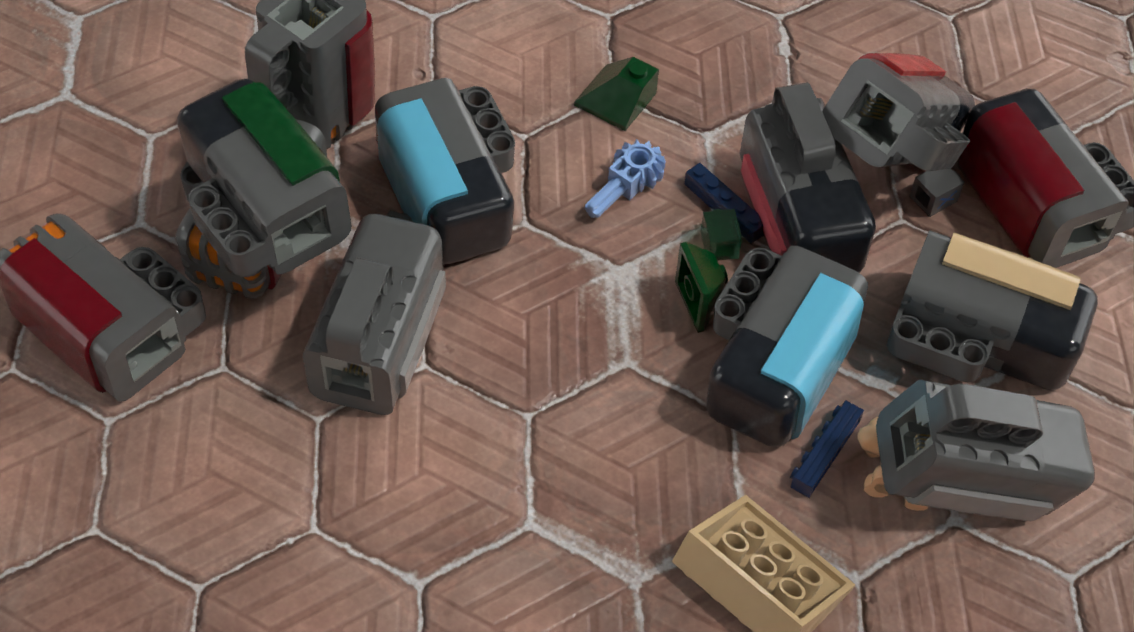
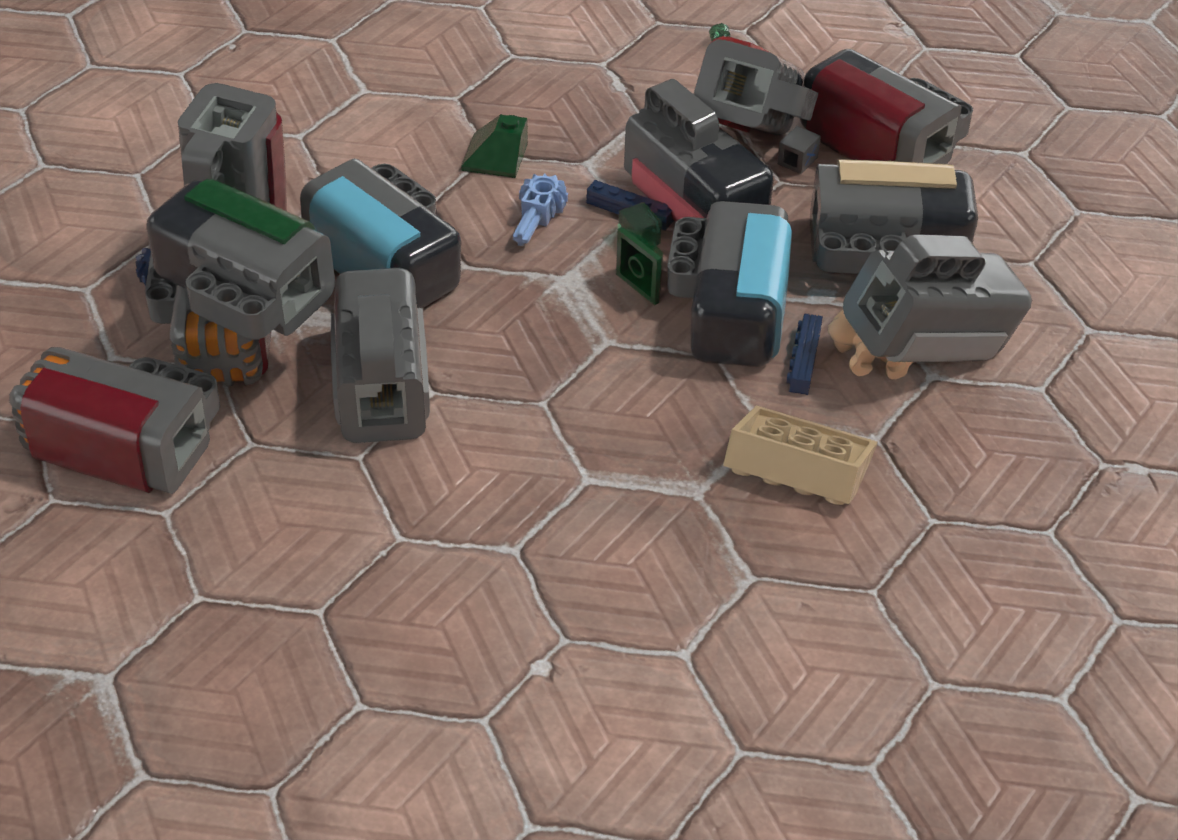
camera: 20 degrees left, 10 degrees down
(918, 17) = (718, 31): none -> clear green hinge

